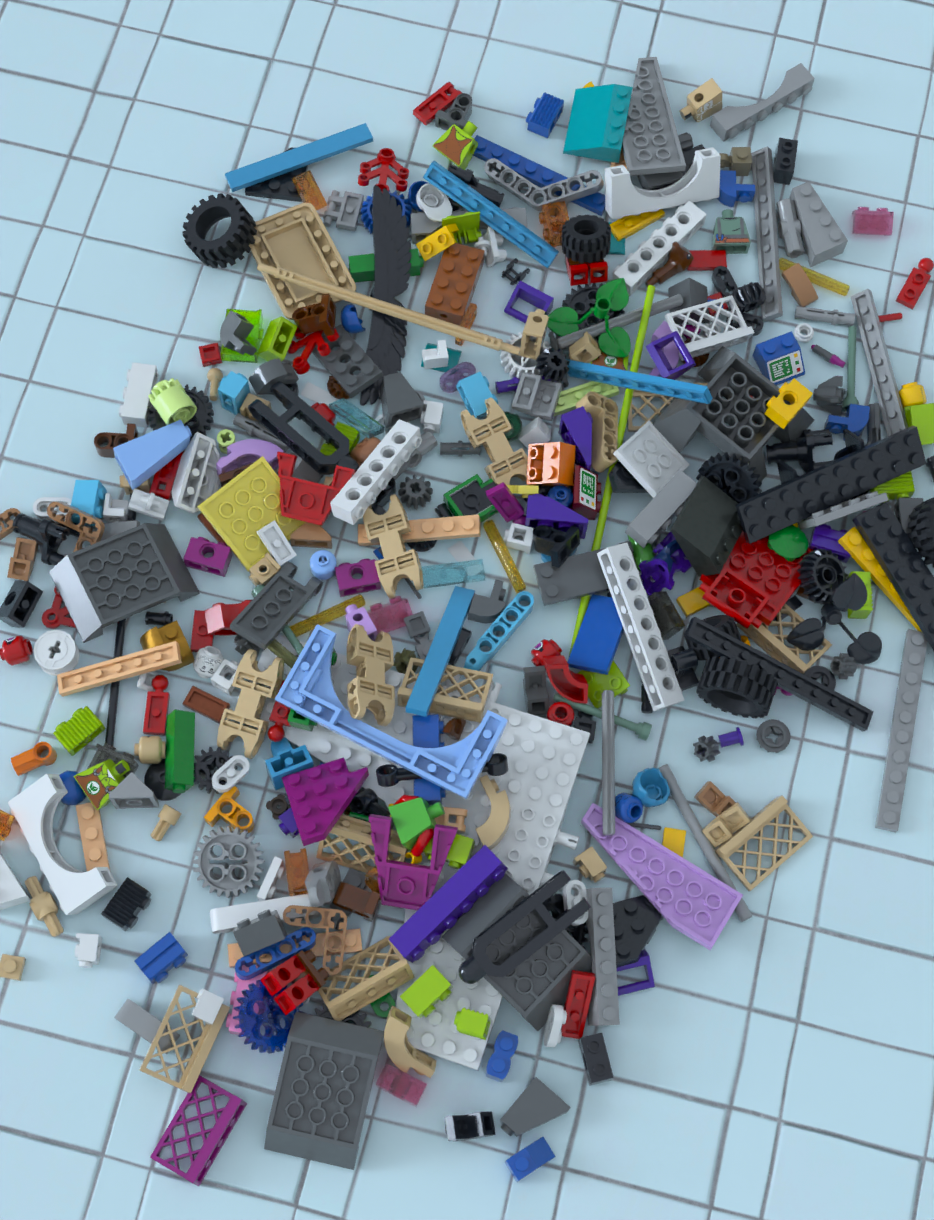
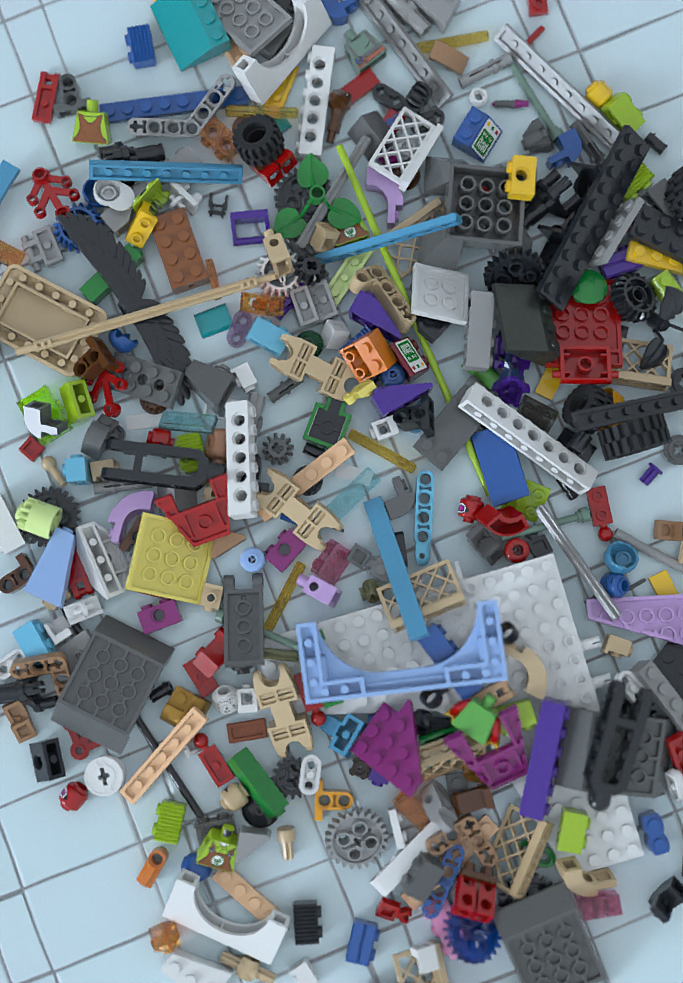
camera: 30 degrees left, 15 degrees up
(208, 949) = (392, 909): none -> red plate
(225, 438) = (97, 509): yellowish green bush -> none
(276, 543) = (205, 570): white plate -> none
(369, 686) = (362, 631): tan piece -> none
(436, 357) = (210, 324): white panel -> none
(454, 728) = (451, 622): reddish brown tile -> none
(472, 1023) = (624, 832): lime brick -> none
(495, 368) = (265, 303): none -> clear orange brick
(506, 504) = (358, 412): magenta plate -> none
(616, 230) = (274, 112): none -> clear yellow axle
(662, 362) = (392, 206): dark purple tile -> none
(662, 739) = (600, 512): none -> red plate
(706, 748) = (639, 496): dark grey gear -> none

